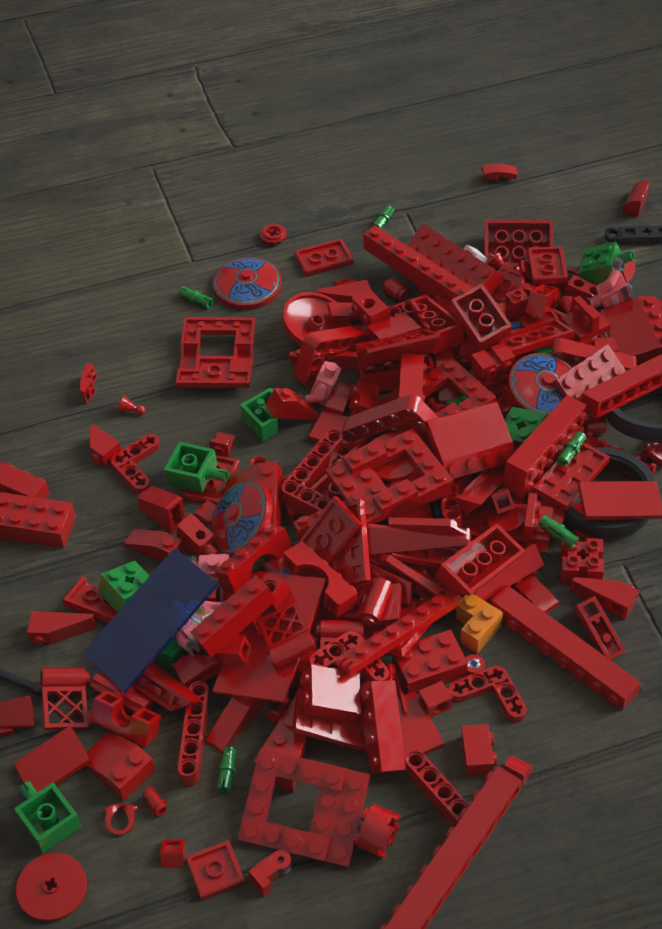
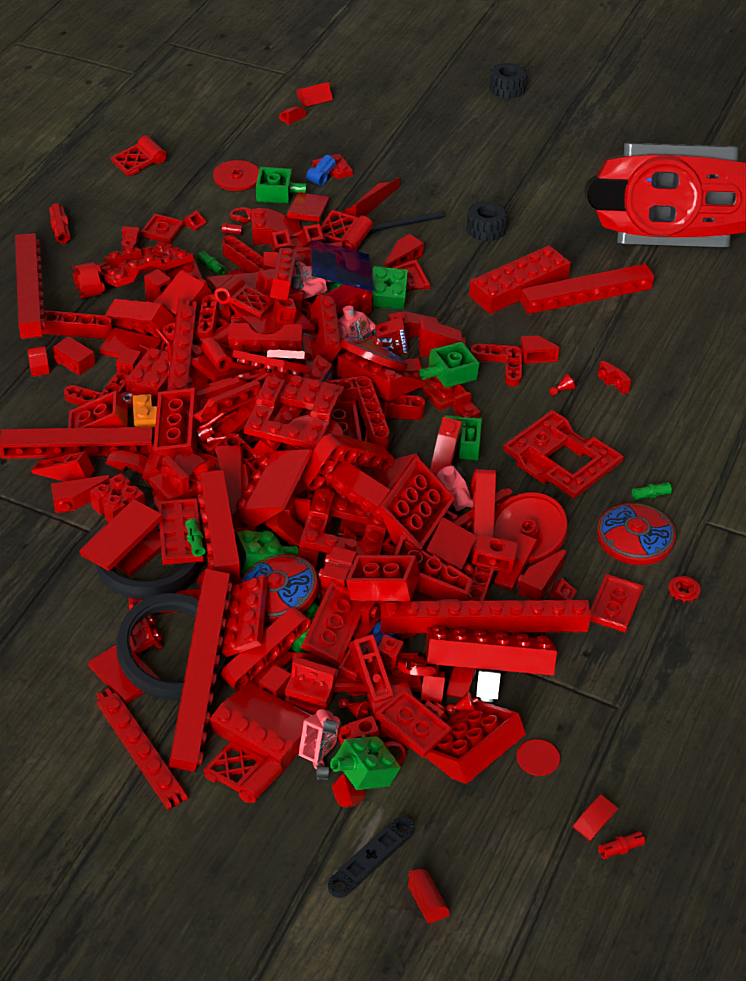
camera: 130 degrees right, 5 degrees down
(326, 748) = (155, 284): none -> red brick
(383, 218) = (623, 676): green axle -> none
(481, 215) = (538, 757): none -> red piece
(502, 155) = (621, 845): none -> red pin
(522, 658) = (103, 412): none -> red slope
(558, 531) = (145, 480): green pin -> none

